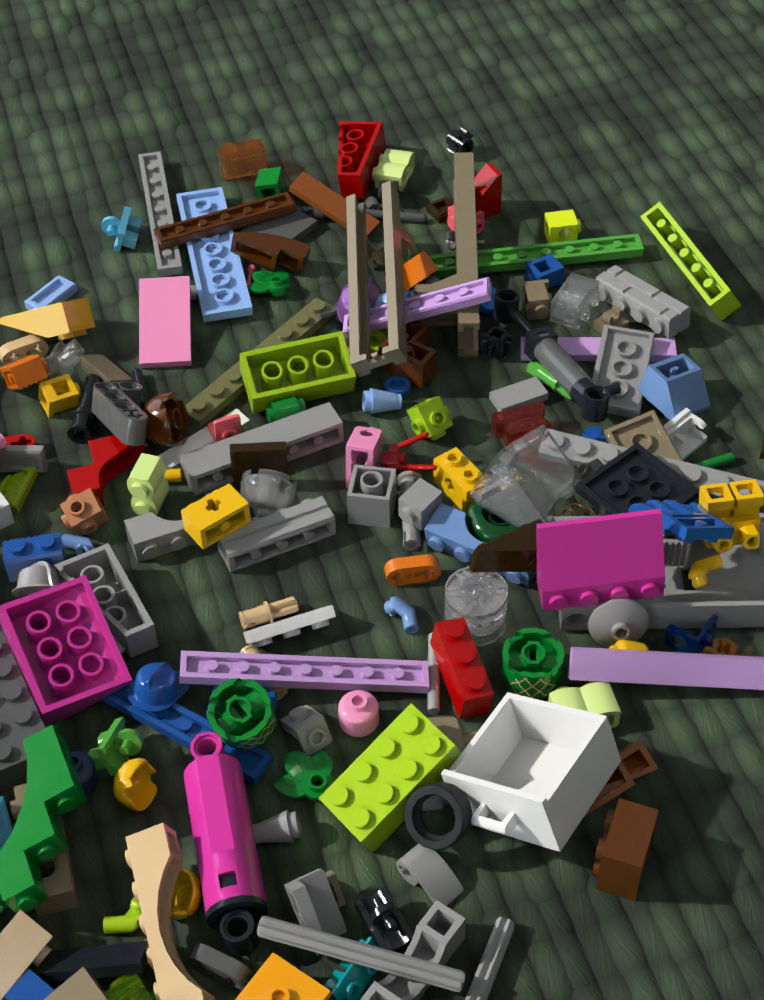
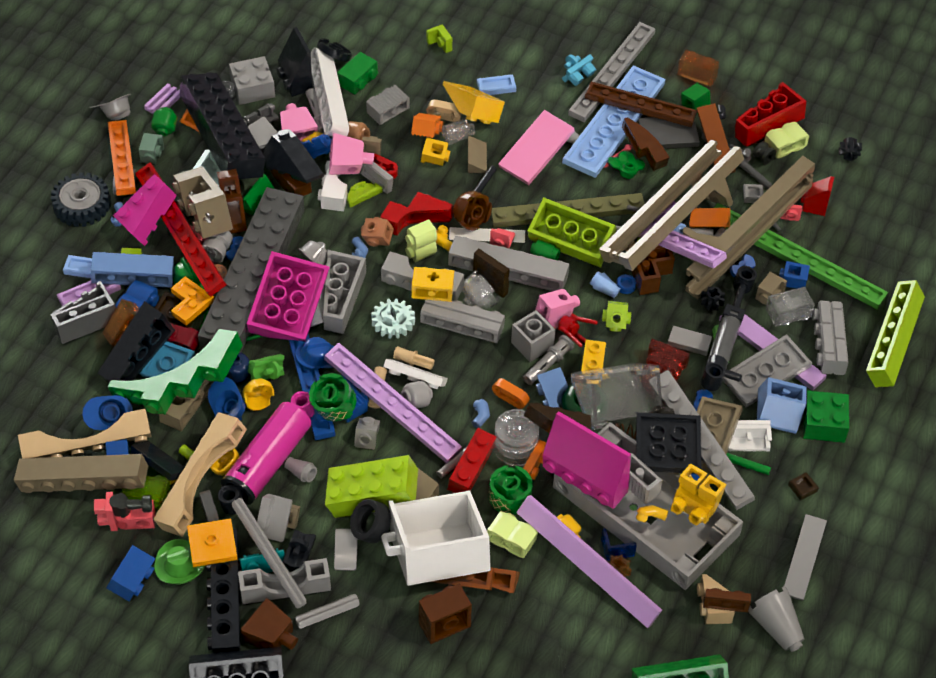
camera: 40 degrees right, 5 degrees up
(26, 552) = (333, 237): blue brick -> none
(83, 417) = (436, 175): black pin -> none
(104, 821) = (226, 398): none -> blue piece
(120, 410) = (453, 177): dark grey beam -> none
(200, 588) = (393, 318): none -> light aqua gear
(303, 773) = (342, 453): green plate -> none
(318, 641) = (418, 394): none -> light grey head
(358, 713) = (397, 443): bright pink head -> none
(419, 232) = (752, 192): none -> light grey tile
(419, 503) = (547, 358): light grey brick -> none
(517, 612) = (535, 459): none -> orange plate
(561, 226) = (844, 253): neon yellow brick -> none
(611, 317) = (801, 337): dark tan tile -> none
(617, 621) = (579, 505): light grey dish -> none
(687, 521) = (651, 479): blue plate -> none
(726, 370) = (826, 416): none -> green brick

